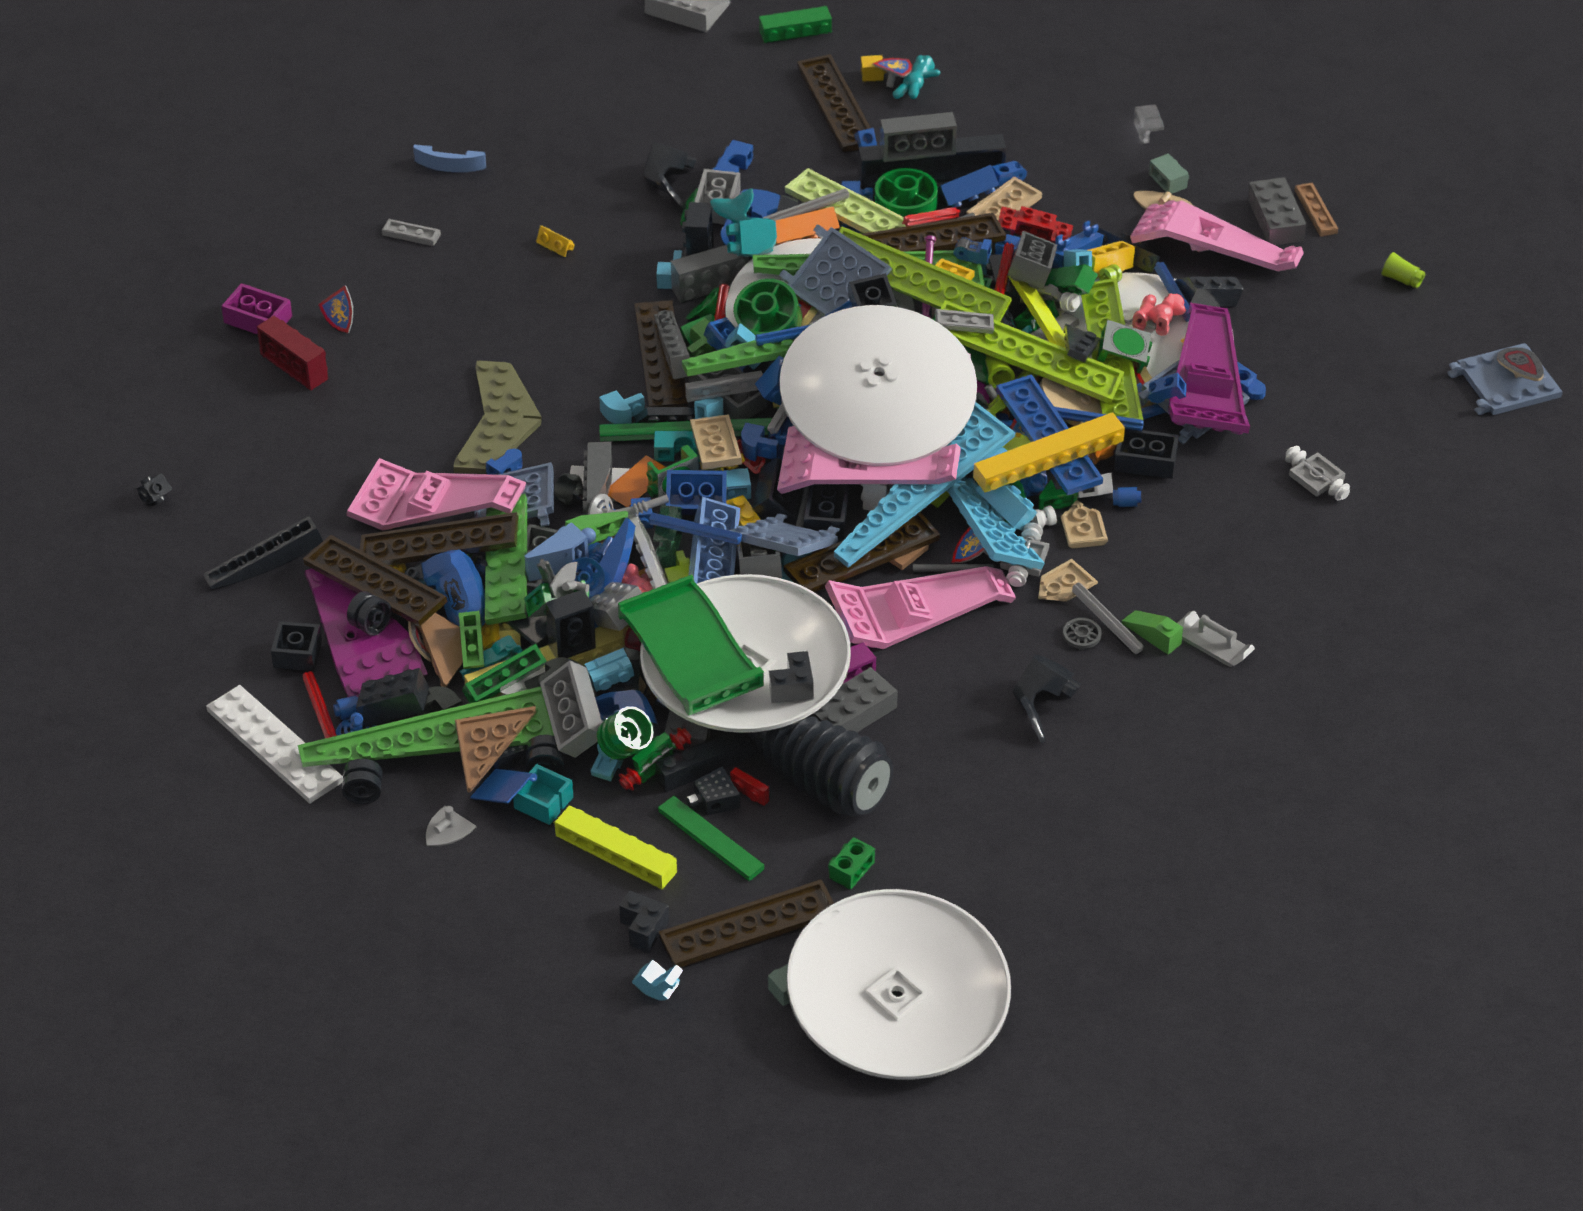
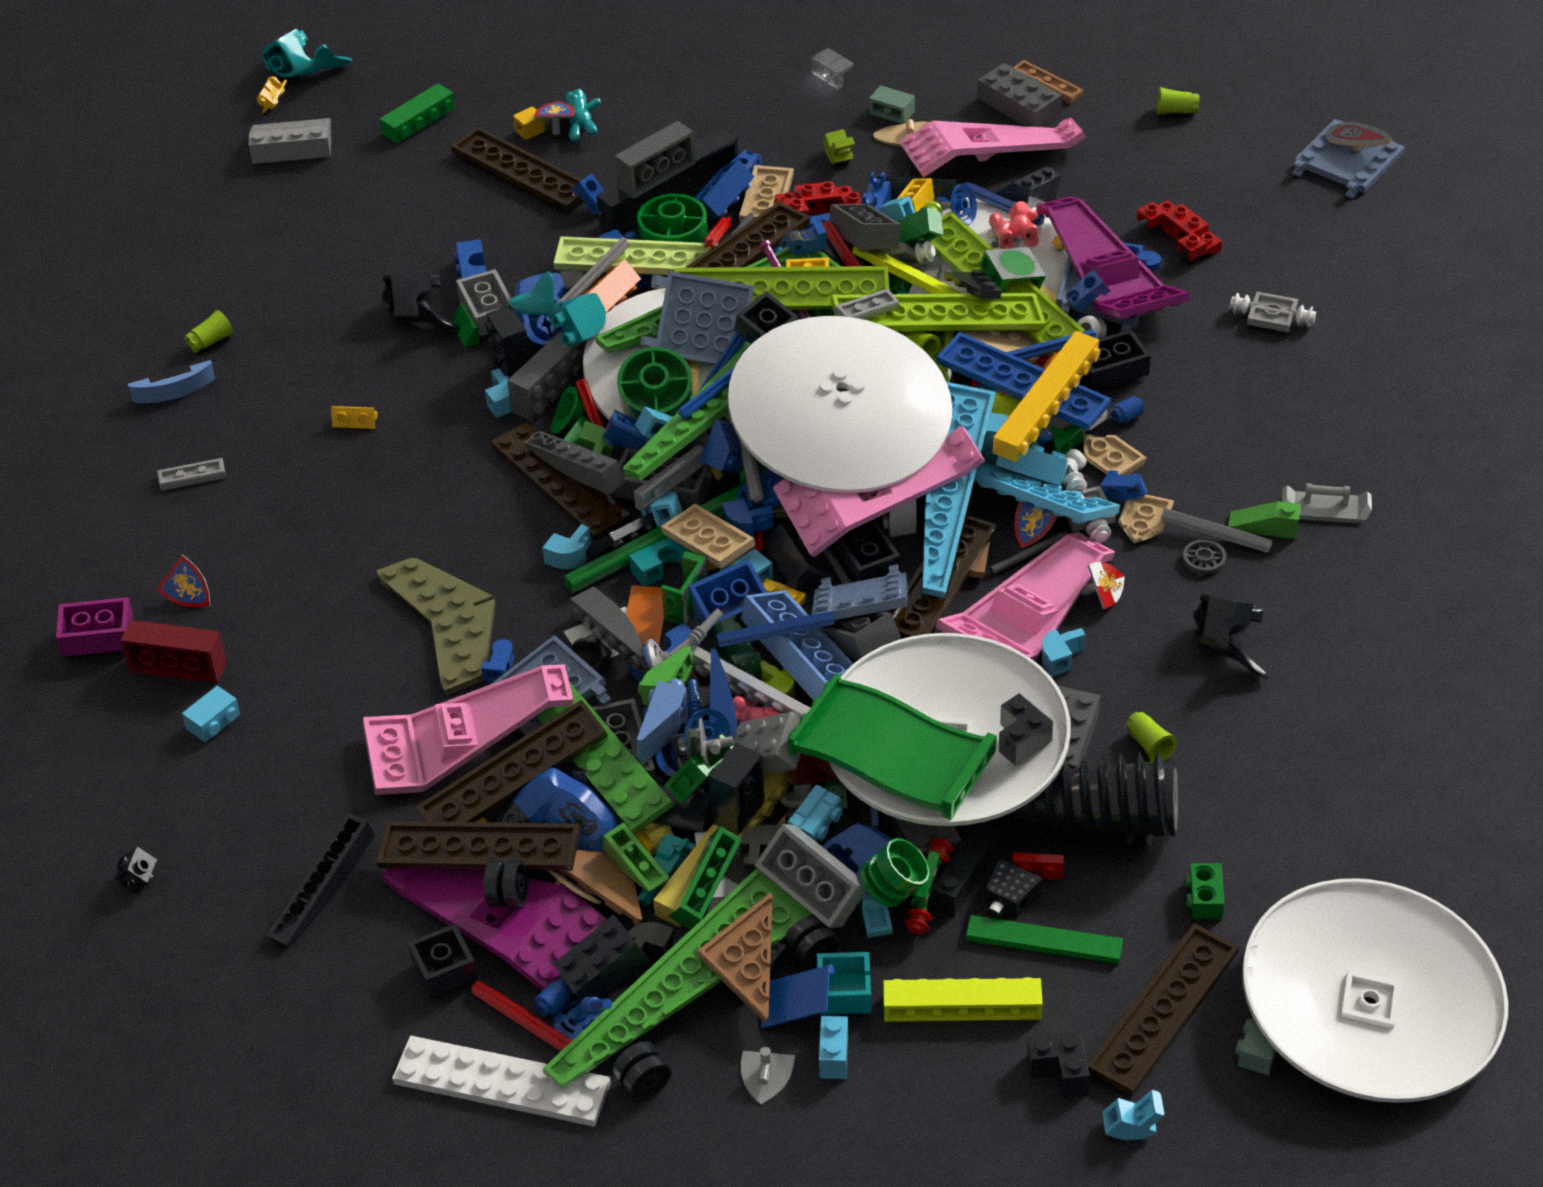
camera: 30 degrees left, 0 degrees up
(286, 408) = (211, 713): none -> medium azure brick
(501, 832) = (833, 1047): none -> medium azure brick
(503, 131) = (209, 332): none -> lime plant
(904, 644) = (1058, 650): none -> medium azure brick
(913, 741) = (1151, 736): none -> lime plant
(983, 615) = (1107, 583): none -> shield
(1066, 553) = (1123, 486): none -> blue leg
(1092, 189) = (838, 146): none -> lime brick
(1132, 274) = (960, 204): none -> blue dish
(1155, 421) = (1094, 323): none -> white head
(1311, 376) = (1183, 226): none -> red bracket

